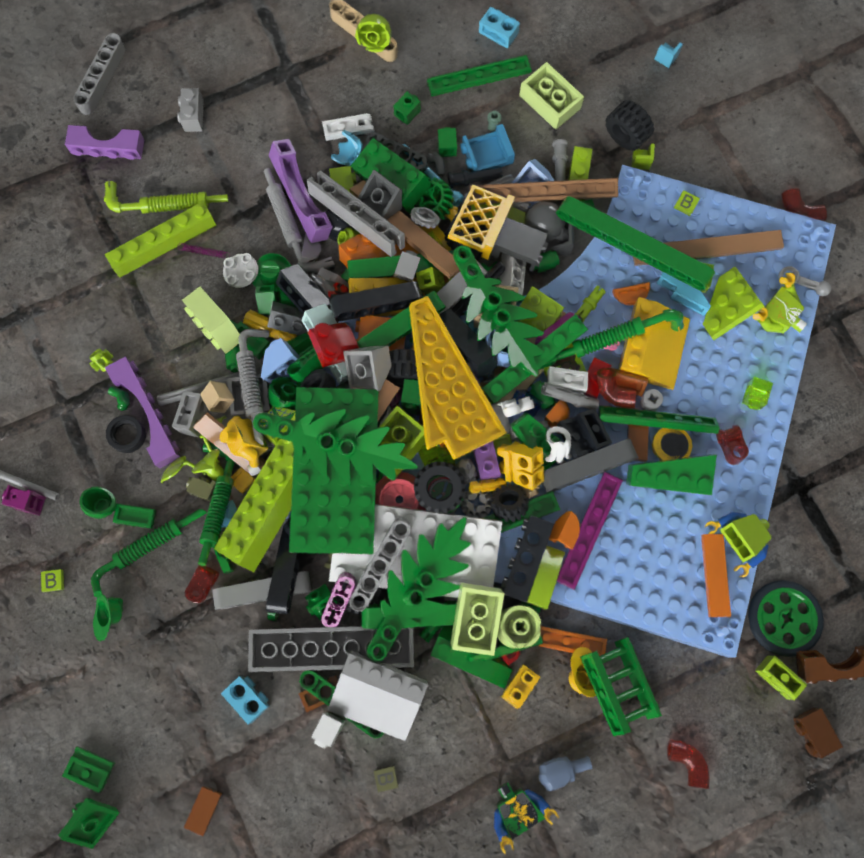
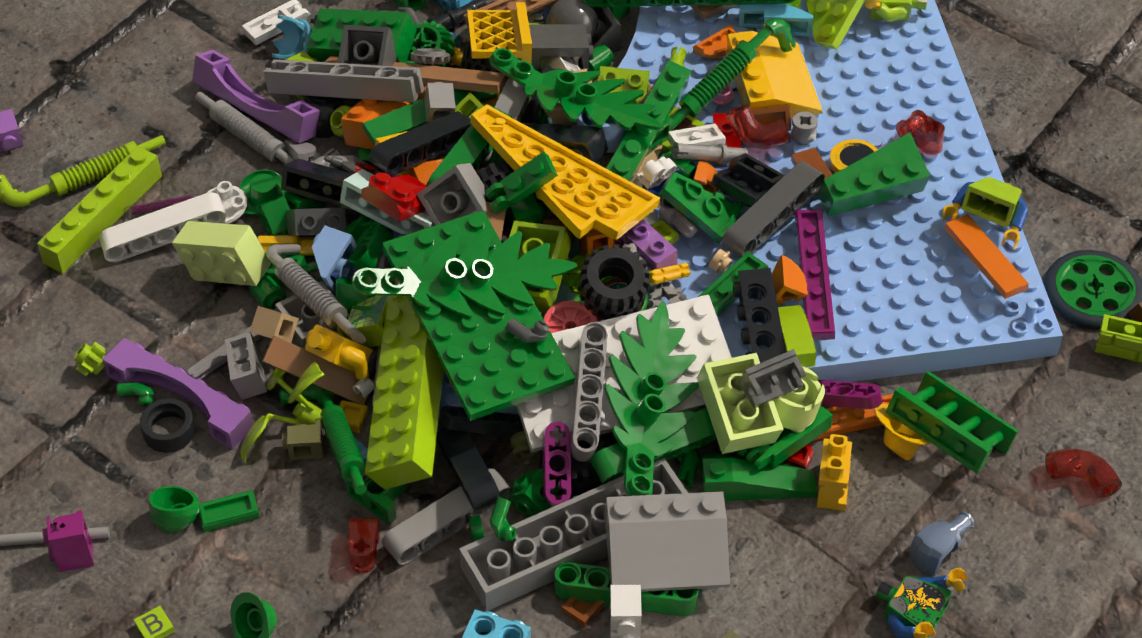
camera: 25 degrees left, 25 degrees down
(143, 546) = (262, 532): green piece -> none
(190, 109) = (66, 70): light grey brick -> none
(192, 274) = (159, 227): none -> white beam
(279, 628) = (499, 522): none -> green arm
(354, 510) = (528, 334): none -> dark grey arm
(413, 383) = (521, 183): none -> green hinge
(503, 620) = (772, 378): none -> dark grey hinge
(509, 512) = (705, 277): black tyre -> none
(522, 464) = (690, 231): yellow hips -> none
(559, 449) = (731, 196): white piece -> none
(563, 635) = (851, 394): none -> magenta beam
(658, 419) = (825, 139): green tile -> none
(757, 393) = (917, 77): clear neon green brick -> none

